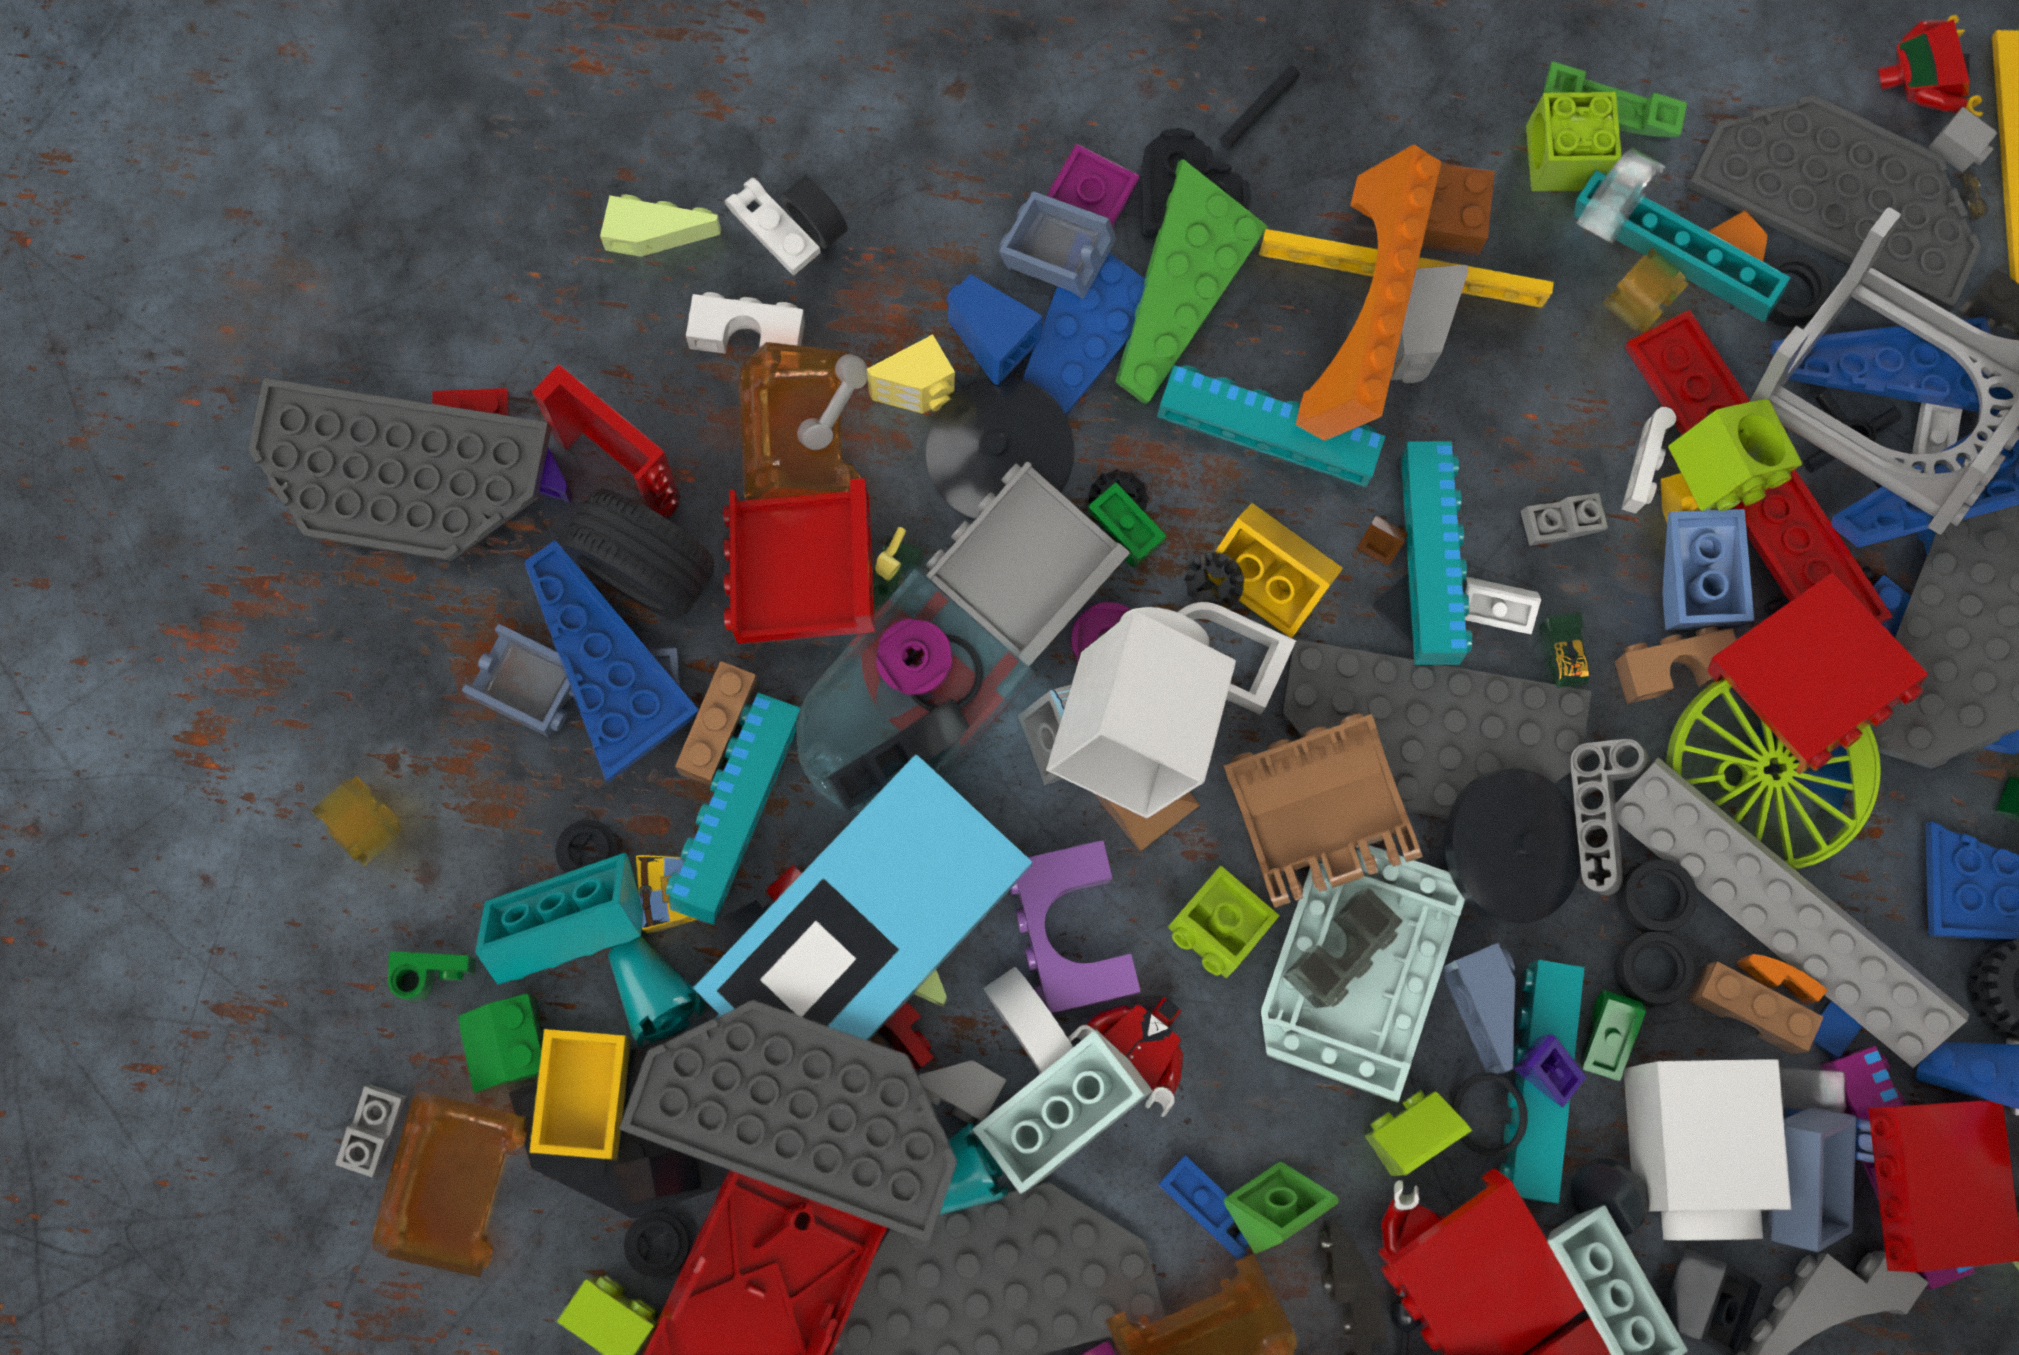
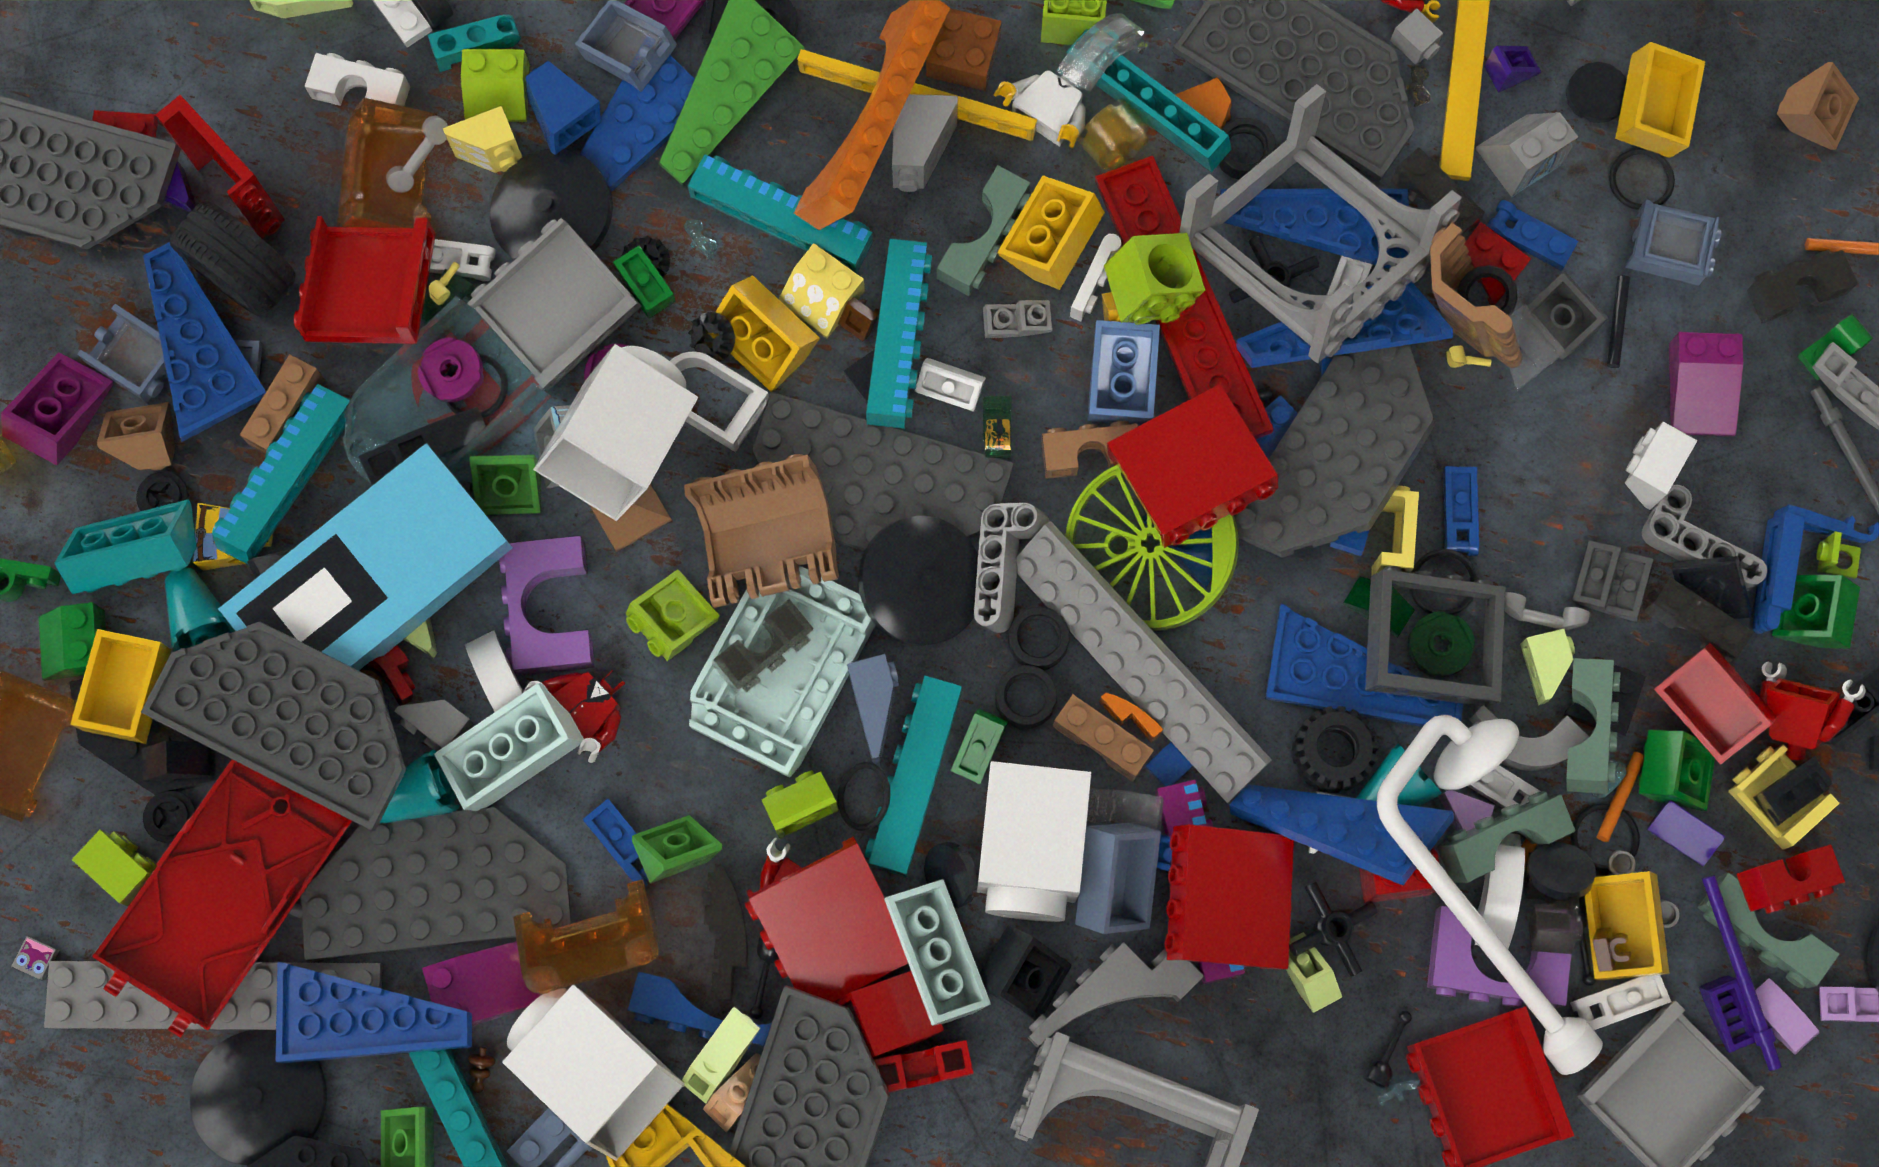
camera: 15 degrees right, 0 degrees up
(441, 758) = (55, 408): none -> magenta slope
(548, 780) = (139, 436): none -> medium nougat slope
(873, 259) = (489, 33): none -> teal leg
(890, 515) = (449, 251): none -> white plate
(908, 307) = (495, 80): none -> lime slope
(1003, 786) = (506, 484): none -> bright green slope
(1171, 456) = (706, 245): none -> clear light blue piece
(1334, 511) = (821, 290): none -> light yellow slope
(1524, 381) = (965, 262): none -> sand green arch
(1550, 1069) = (915, 764): dark purple slope -> none
(1563, 258) = (1049, 100): none -> torso
(1590, 411) = (1052, 231): none -> yellow slope

